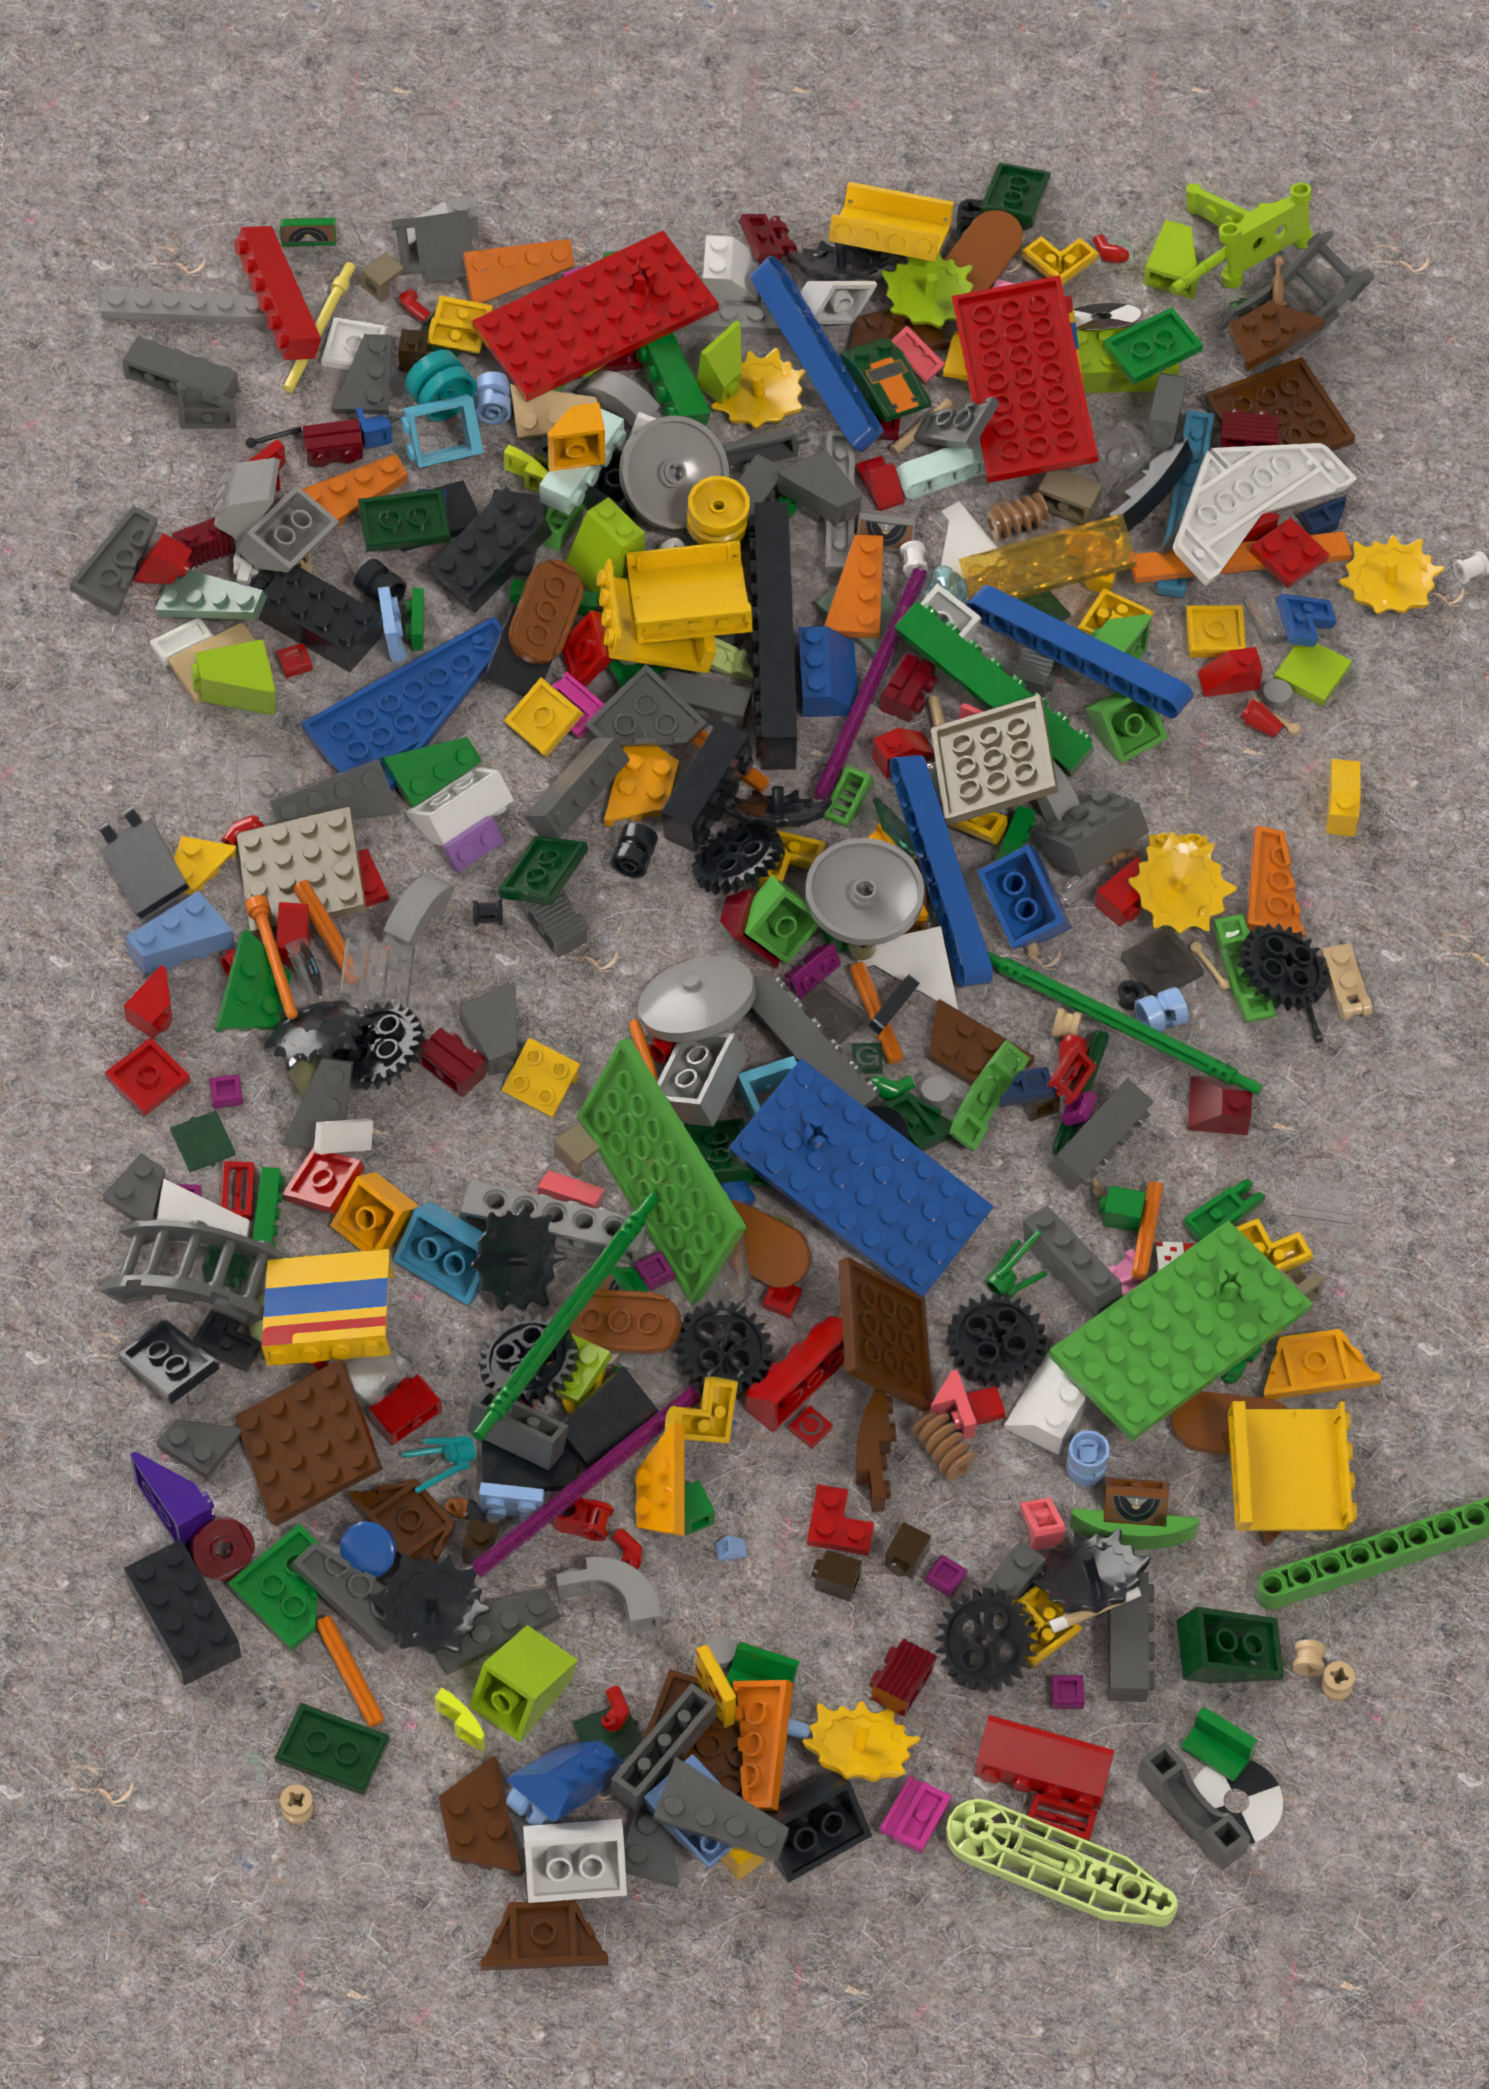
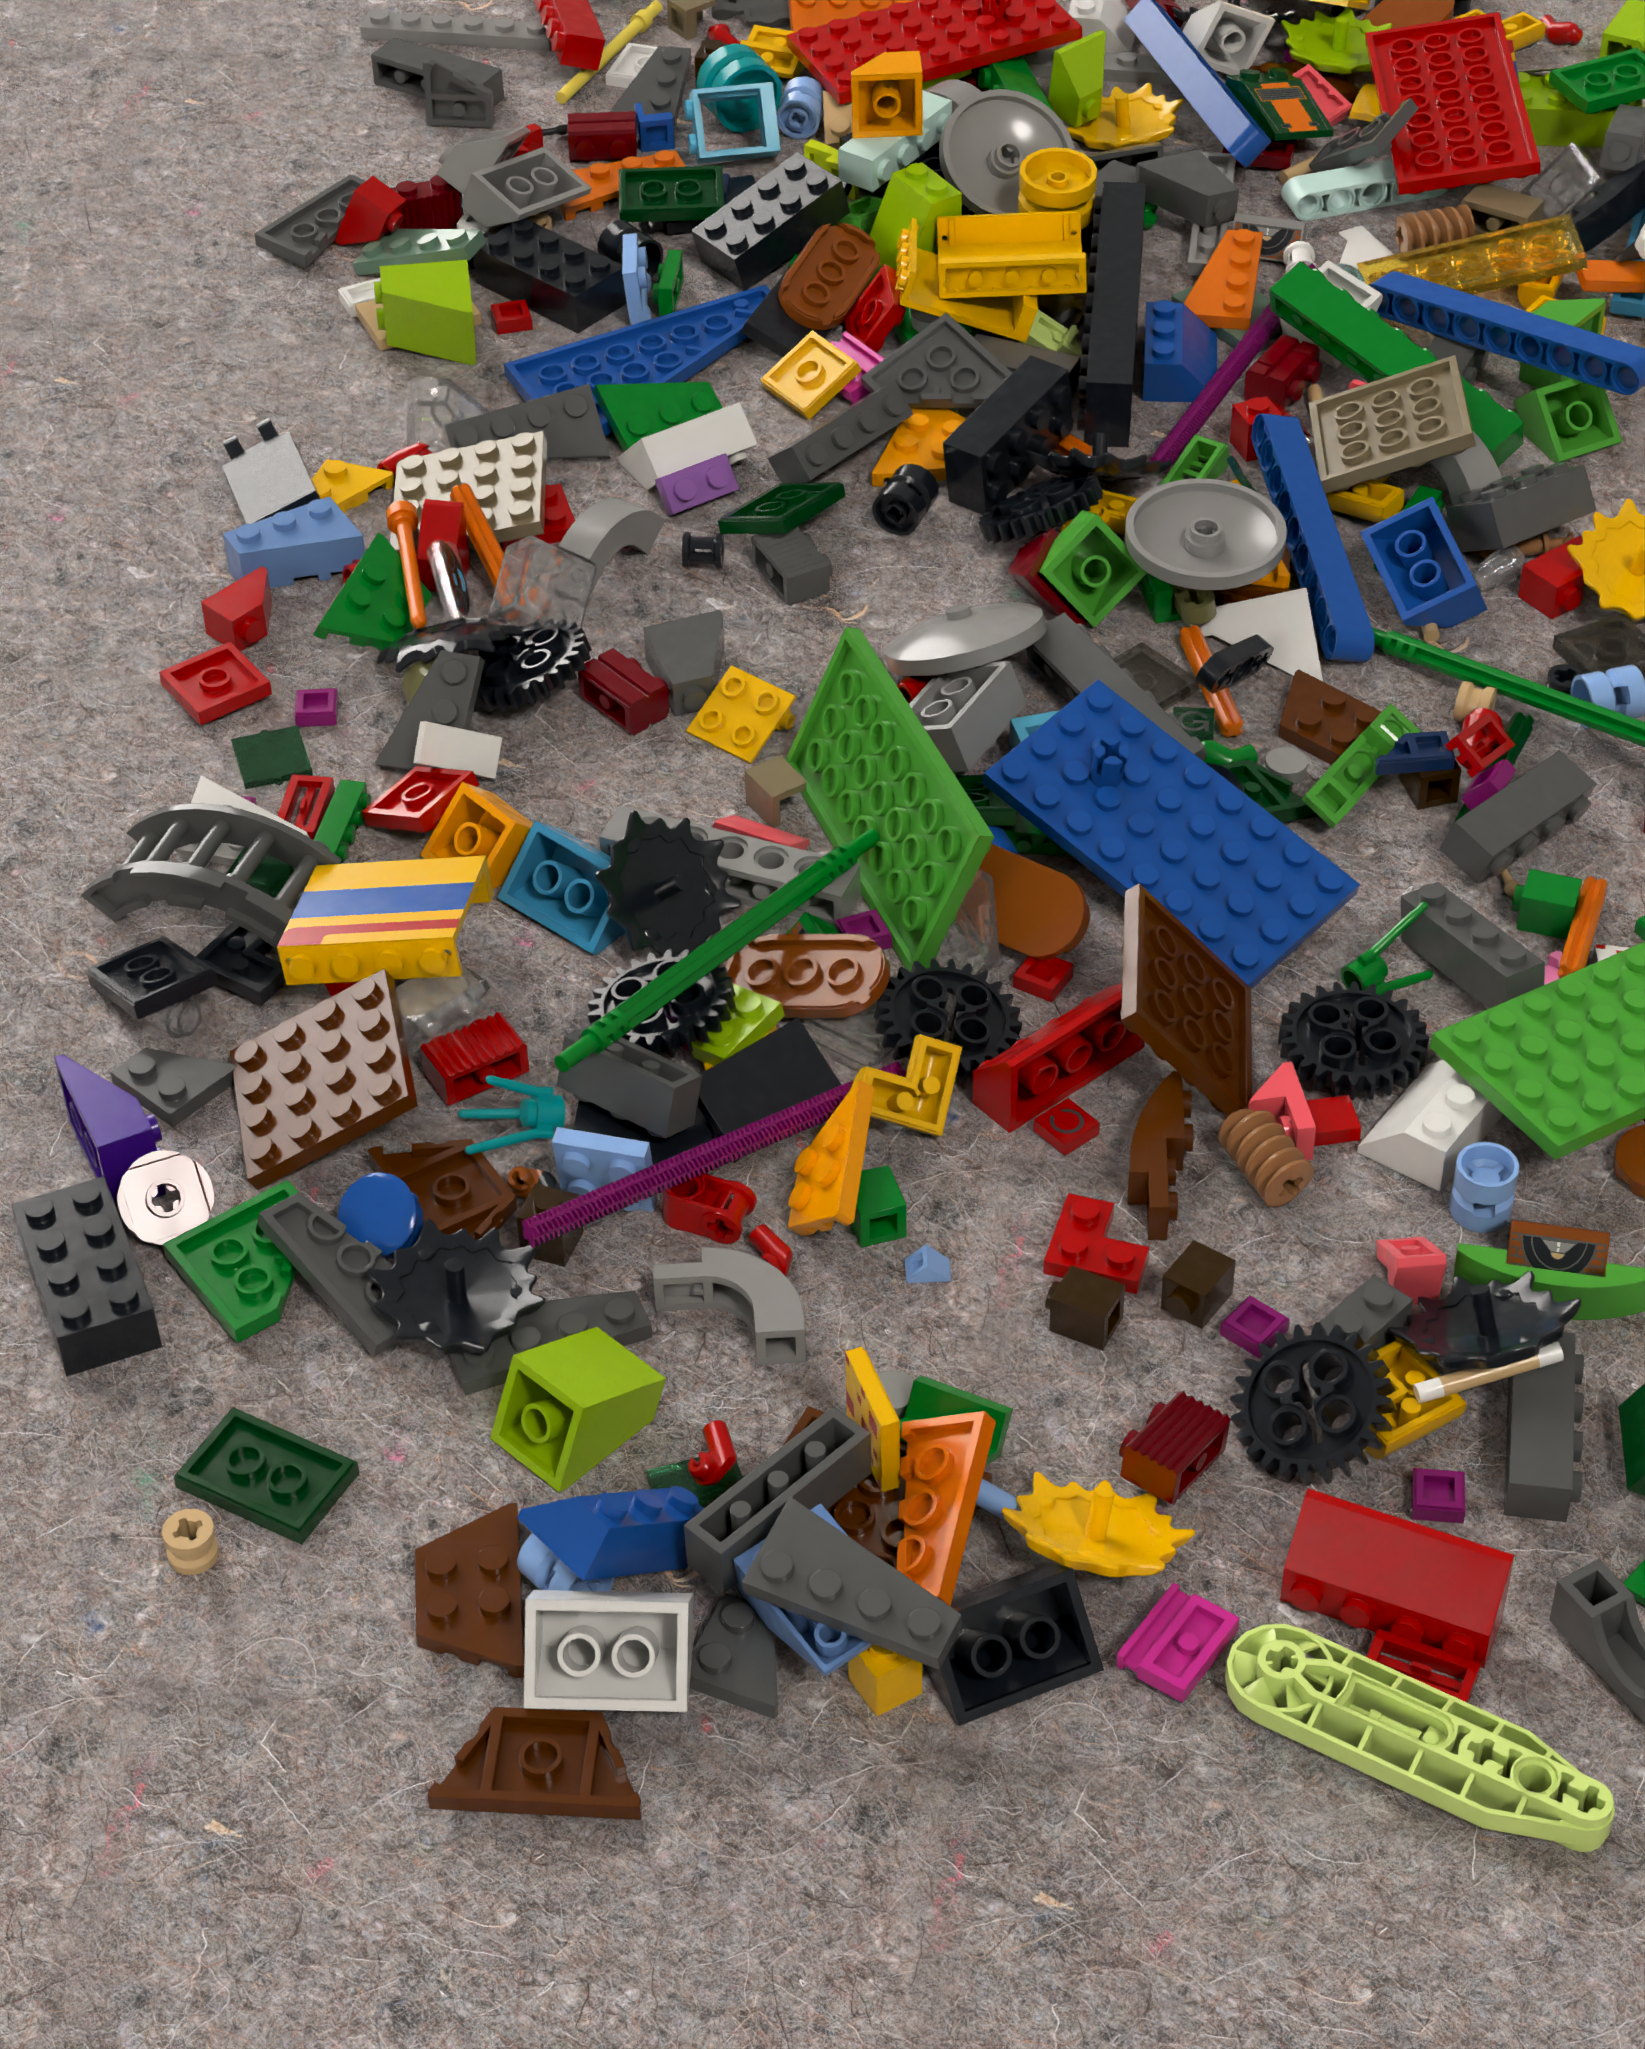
camera: 10 degrees right, 15 degrees down
(137, 1189) = (166, 789): dark grey wing -> none
(350, 1671) = (318, 1376): orange axle -> none
(465, 1723) = (475, 1450): neon yellow slope -> none
(818, 966) = (1135, 626): magenta hinge -> none
(881, 482) = (1265, 196): red slope -> none

